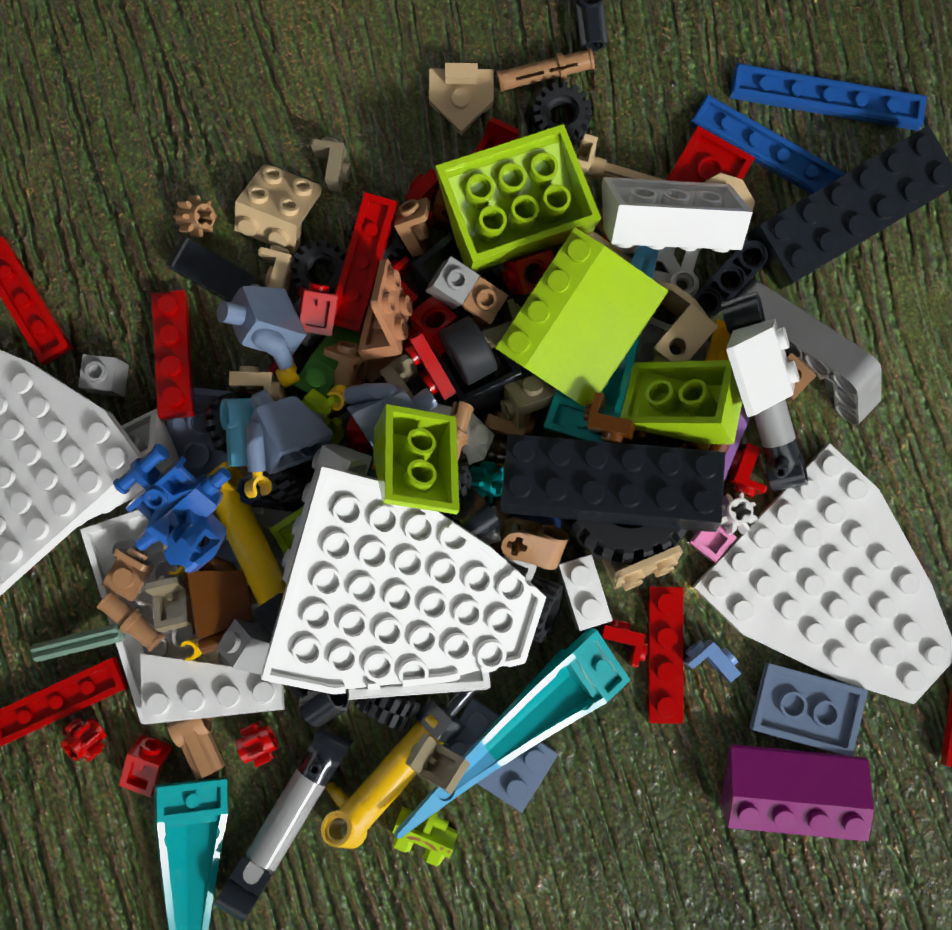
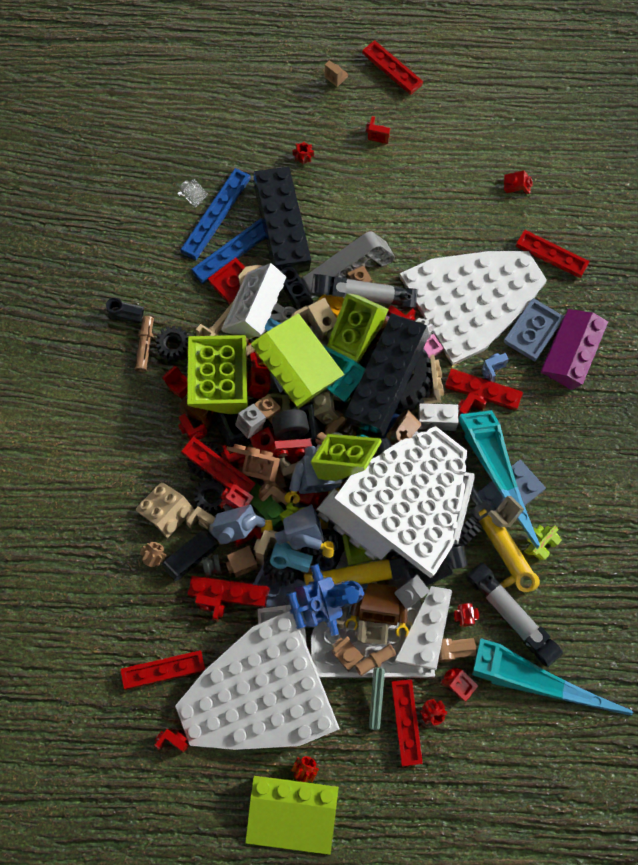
camera: 70 degrees left, 15 degrees down
(103, 375) = (226, 634): light grey brick -> none
(142, 331) = (209, 603): none -> red bracket
(205, 312) = (211, 565): none -> pearl dark grey wheel
(226, 354) = (241, 562): none -> medium nougat brick
(337, 166) = (155, 468): dark tan bracket -> none
(412, 226) = (205, 434): medium nougat bracket -> none
(461, 93) = (138, 391): tan plate -> none
(610, 427) = (358, 365): reddish brown bracket -> none
(762, 365) = (353, 282): white slope -> none
(852, 43) = (193, 192): none -> clear bracket

